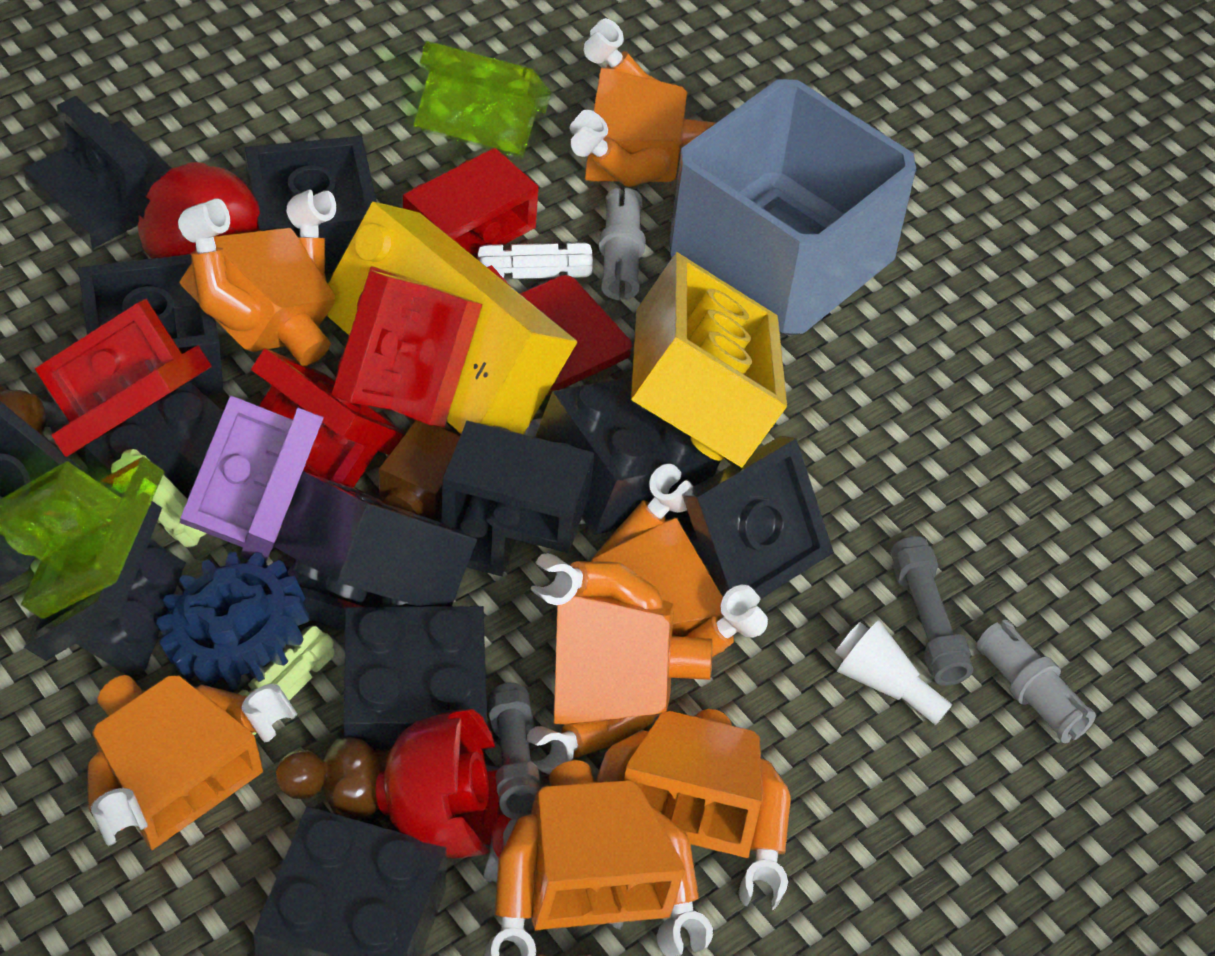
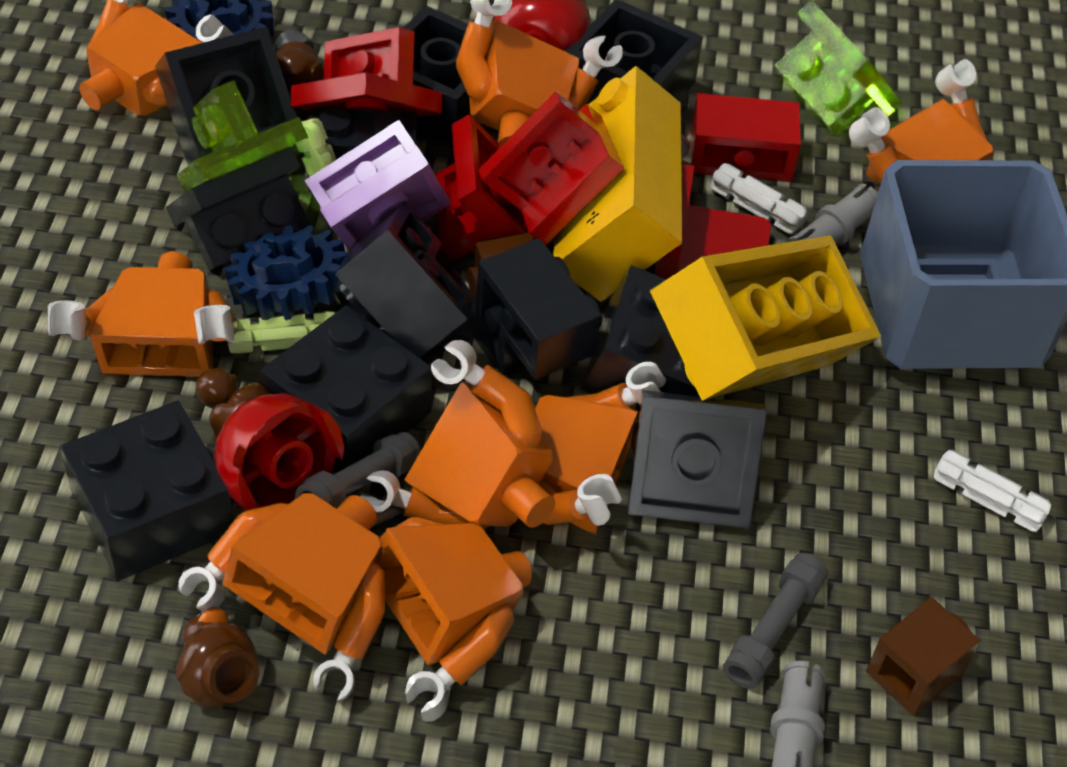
camera: 45 degrees right, 0 degrees up
(879, 662) = (687, 618): white cone -> none
(960, 387) = (992, 490): none -> white axle
(1058, 554) = (922, 655): none -> reddish brown brick

